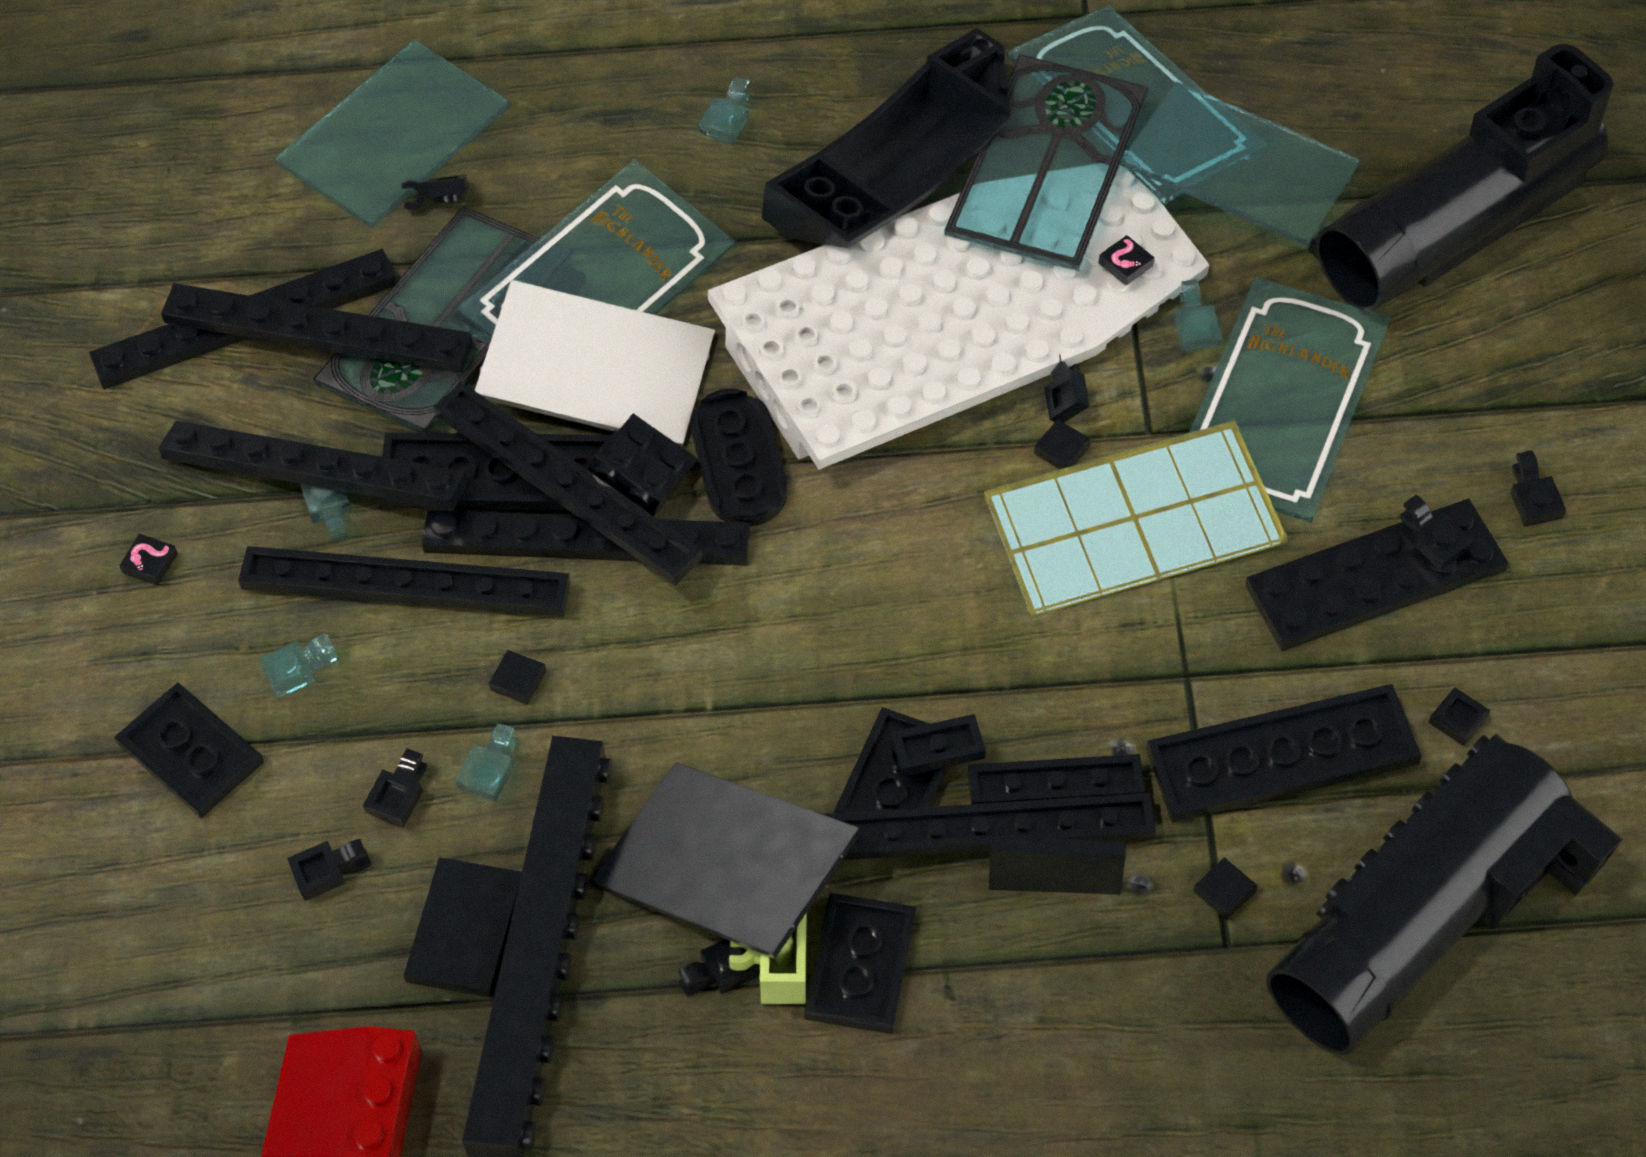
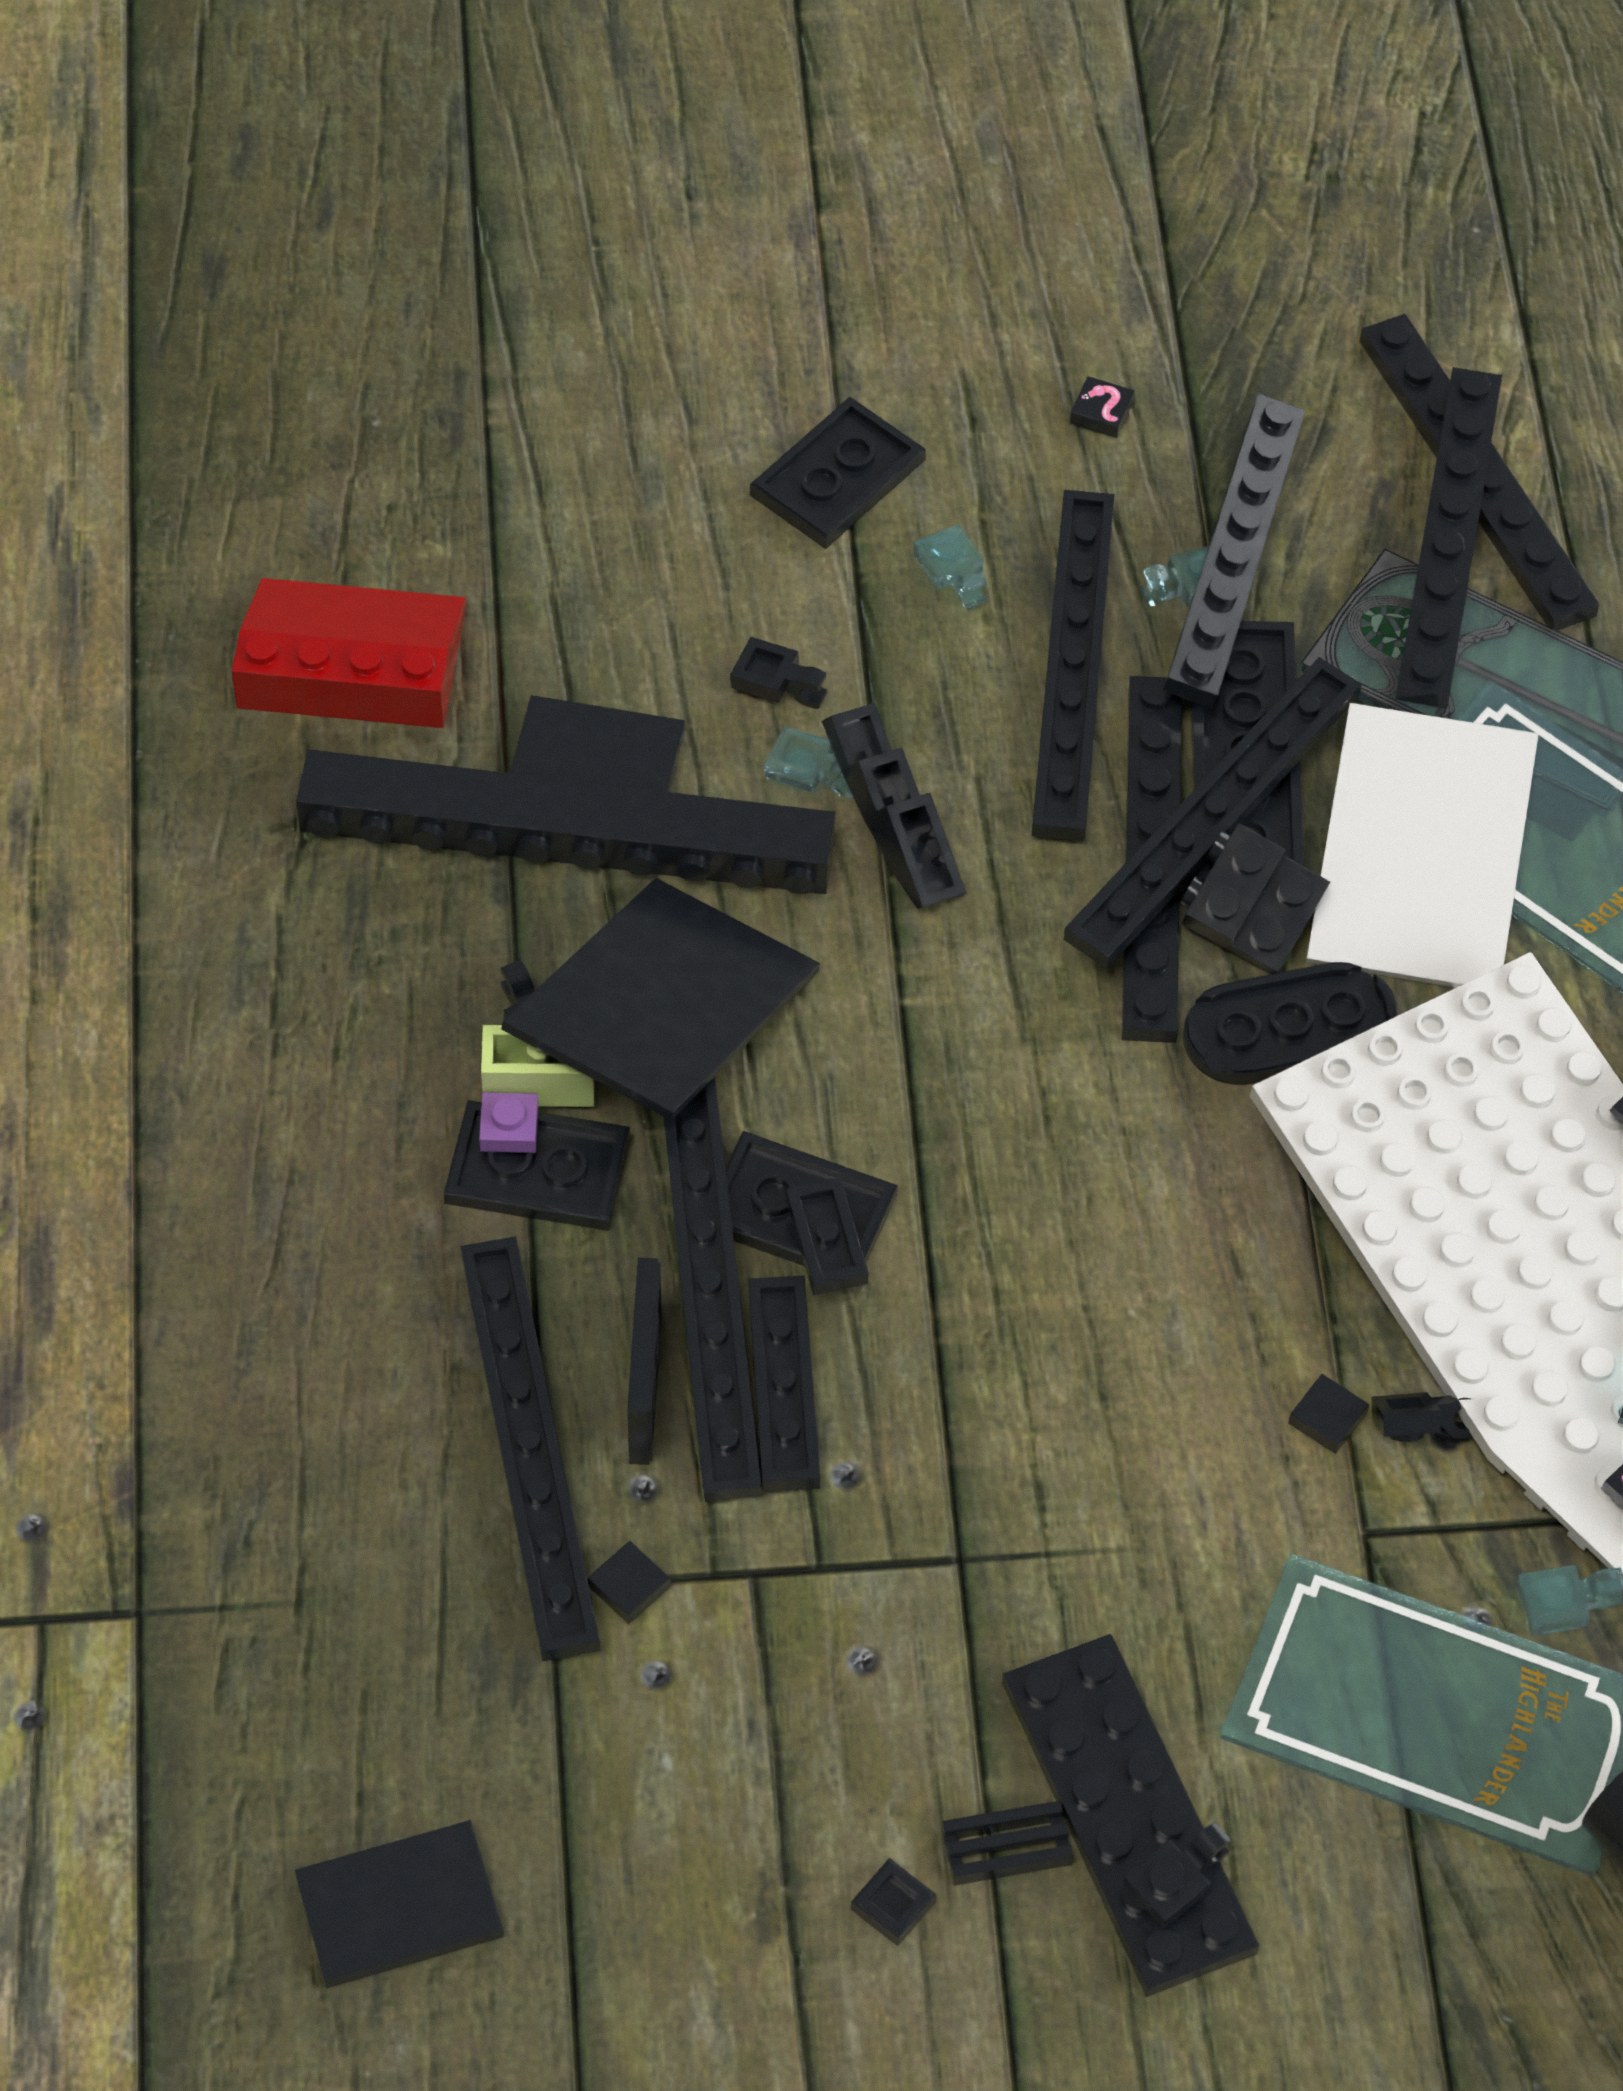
camera: 85 degrees right, 0 degrees up
(321, 868) = (673, 606): black plate -> none
(517, 677) = (947, 786): black tile -> none
(552, 698) = (890, 804): none -> black slope
(831, 975) = (509, 1122): none -> medium lavender plate
(1116, 957) = (530, 1450): none -> black plate
(1134, 518) = (1213, 1504): clear light blue piece -> none
(1282, 753) = (829, 1664): black plate -> none
(1400, 617) = (1002, 1821): none -> black tile
(1455, 860) = (640, 1842): black piece -> none
(1502, 1040) = (398, 1903): none -> black tile
(1533, 496) = (1271, 2049): black plate -> none

